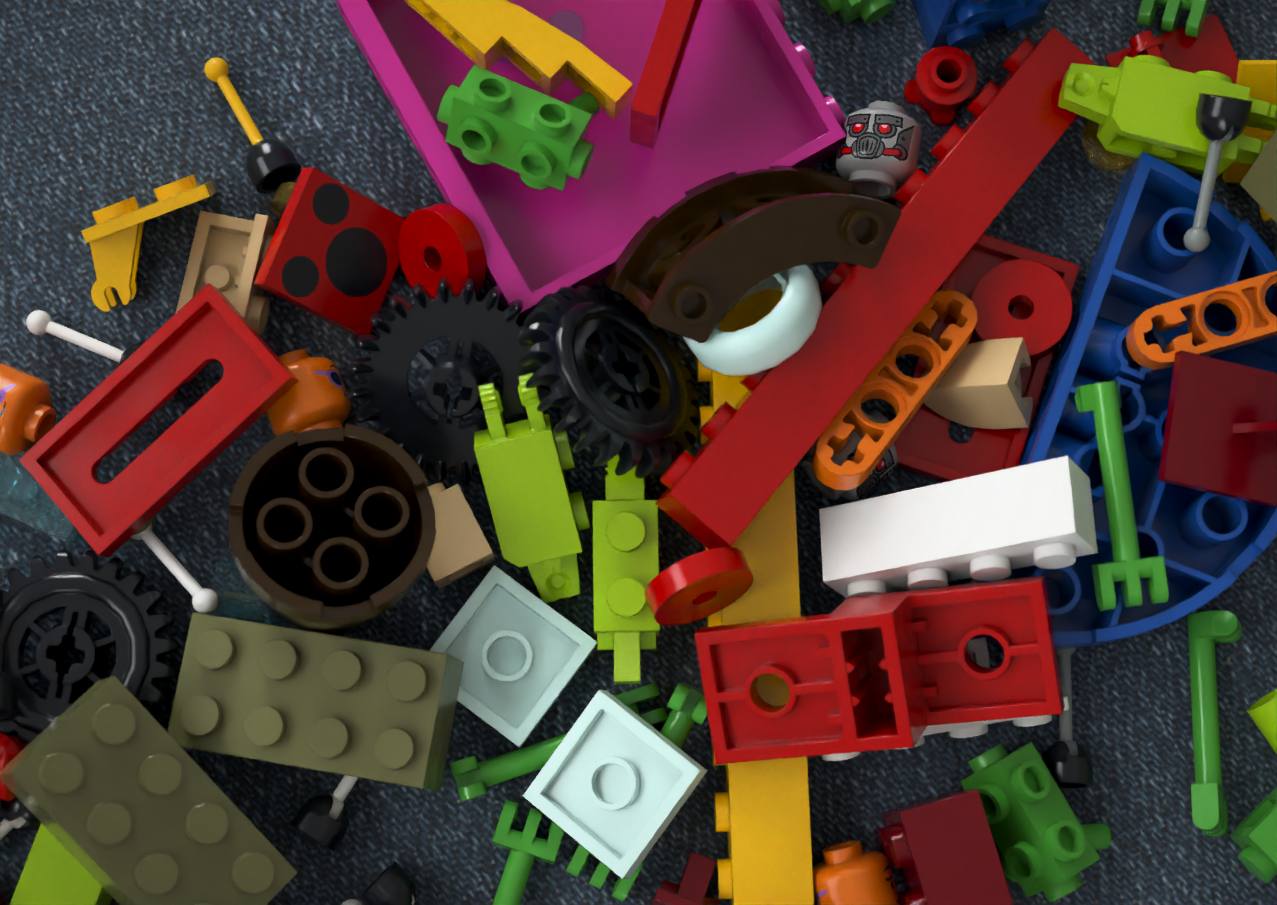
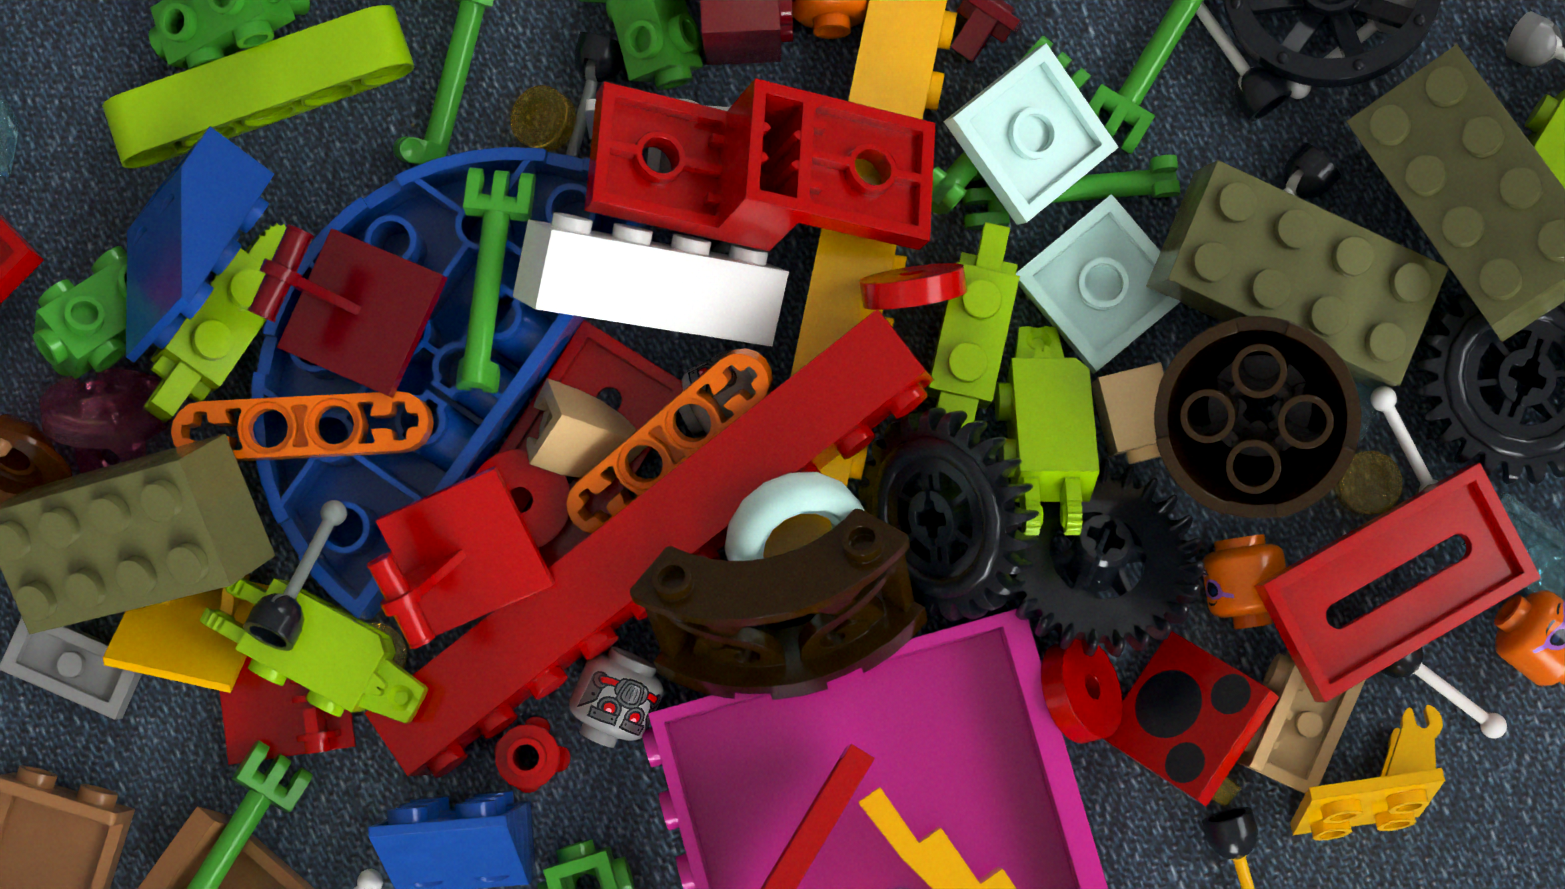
camera: 155 degrees left, 5 degrees up
(200, 525) = (1370, 484): none -> clear yellow tile
(519, 128) = (980, 788): bright green brick -> none
(1065, 223) = (456, 558): none -> red plate
(1104, 690) = (543, 118): none -> clear yellow tile

